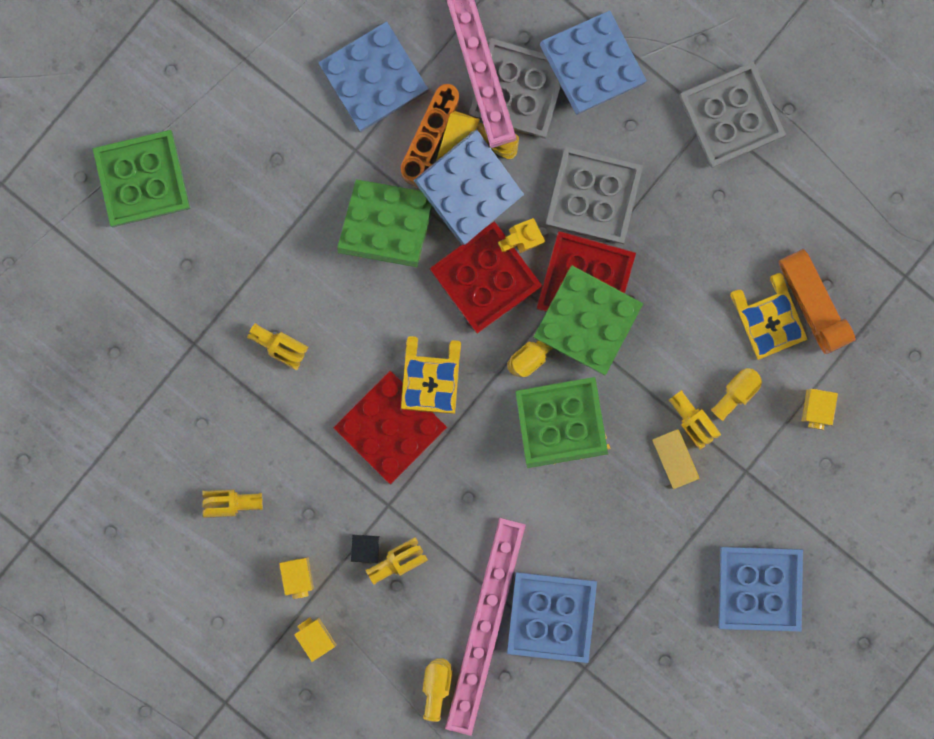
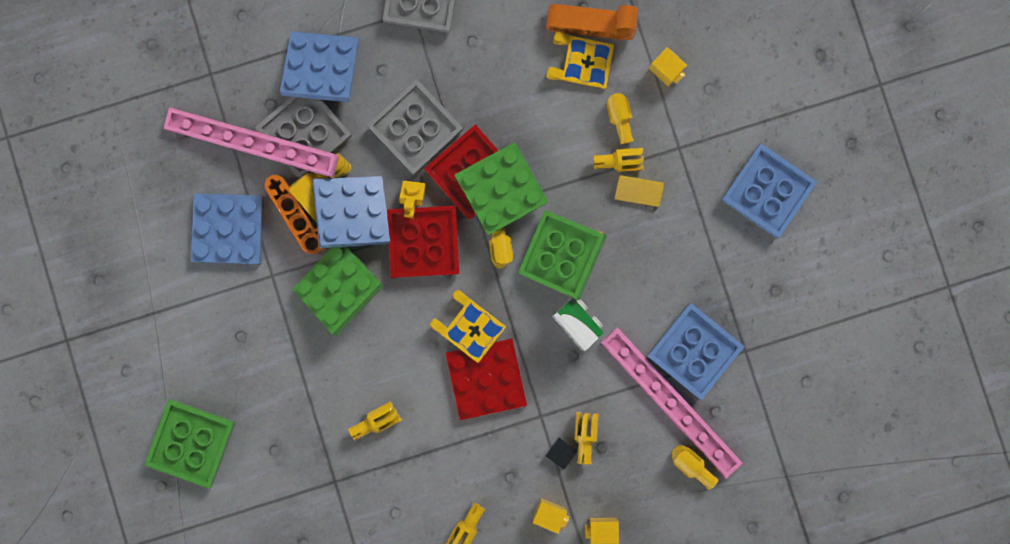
camera: 60 degrees left, 0 degrees up
(503, 483) = (578, 323): none -> white slope

